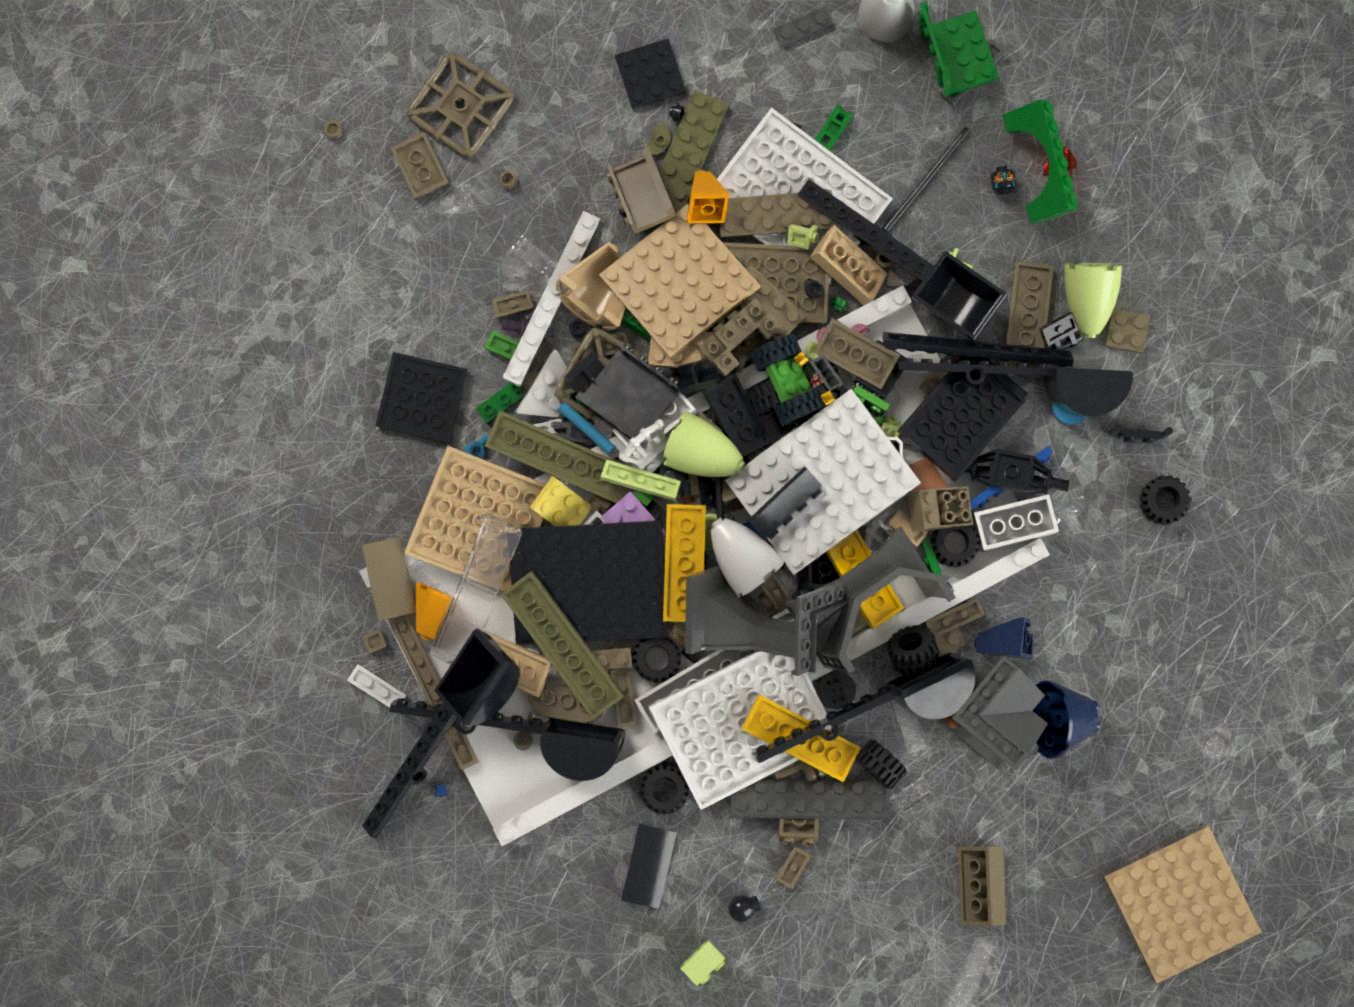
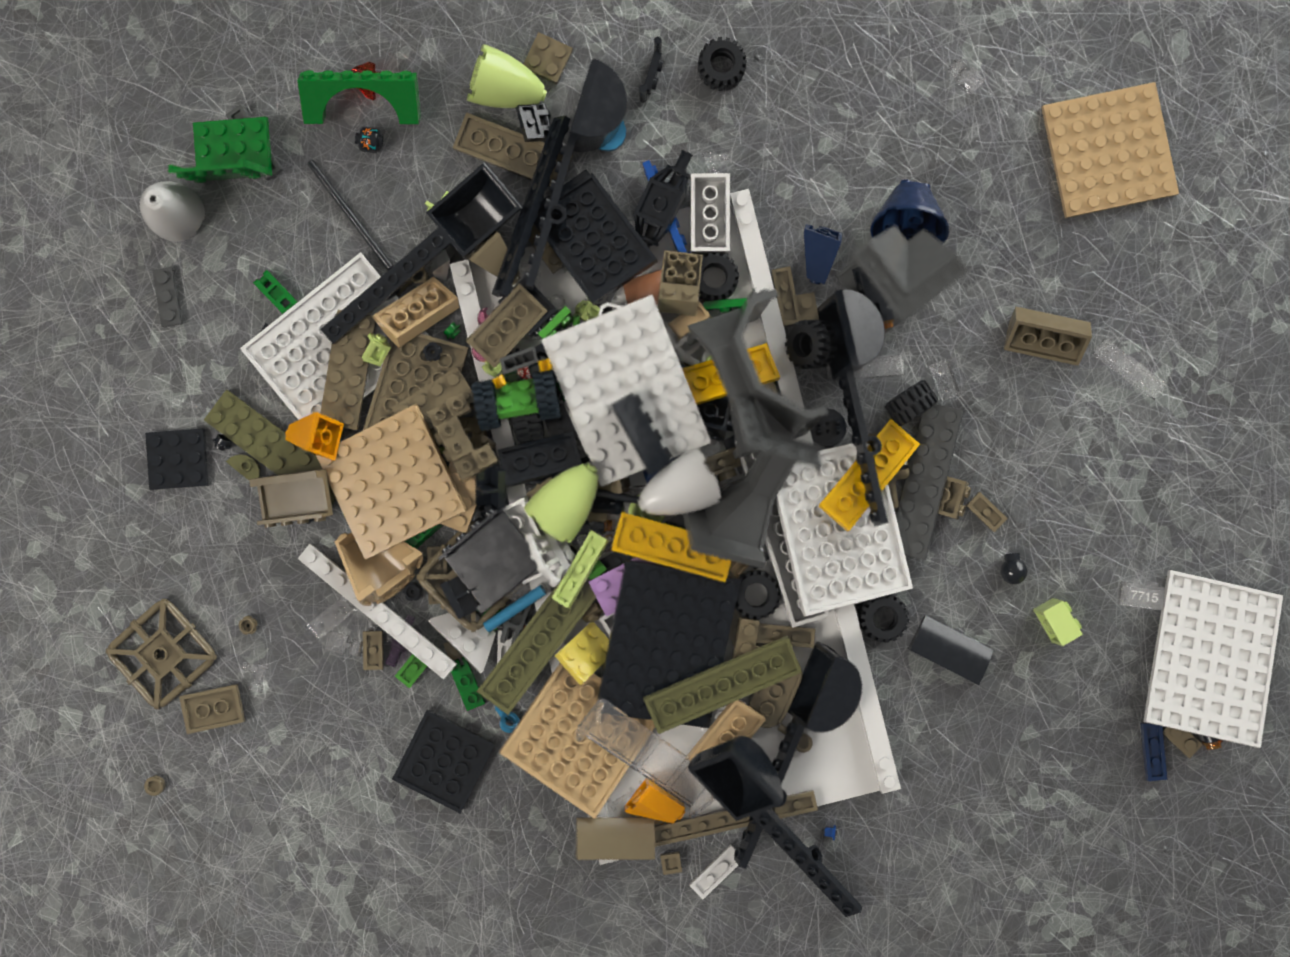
camera: 75 degrees left, 5 degrees up
(920, 322) = (491, 255): none -> dark tan slope

